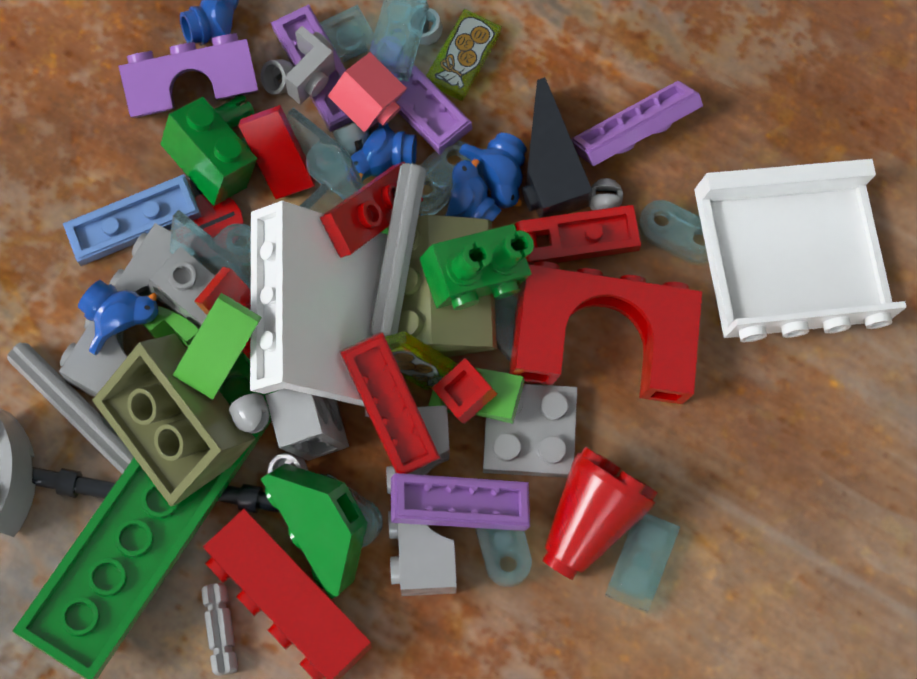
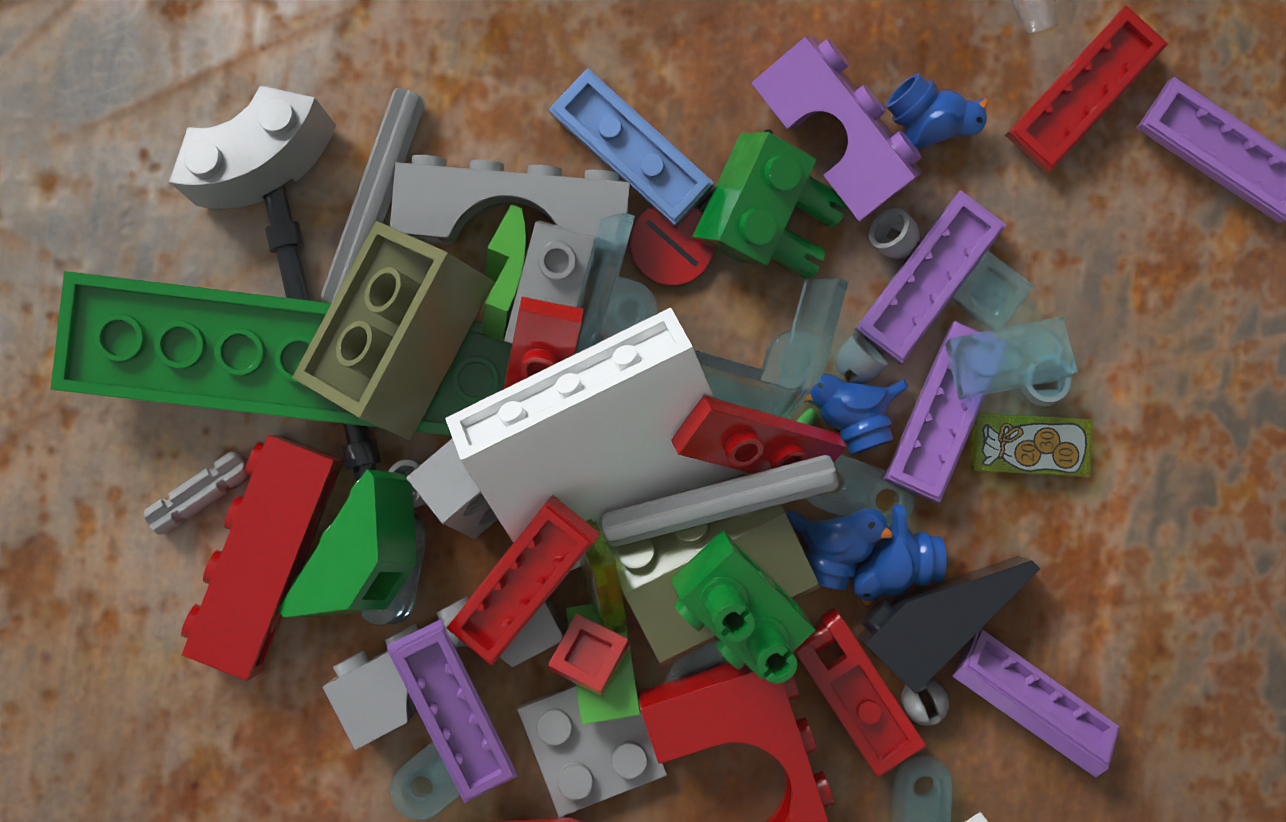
camera: 65 degrees right, 15 degrees up
(115, 311) = (491, 196): blue animal -> none
(217, 346) = (481, 352): bright green slope -> none
(250, 413) = (428, 425): light grey hinge -> none
(277, 151) = (789, 283): red tile -> none
(312, 71) = (906, 278): light grey bracket -> none
(368, 93) = (916, 361): coral brick -> none

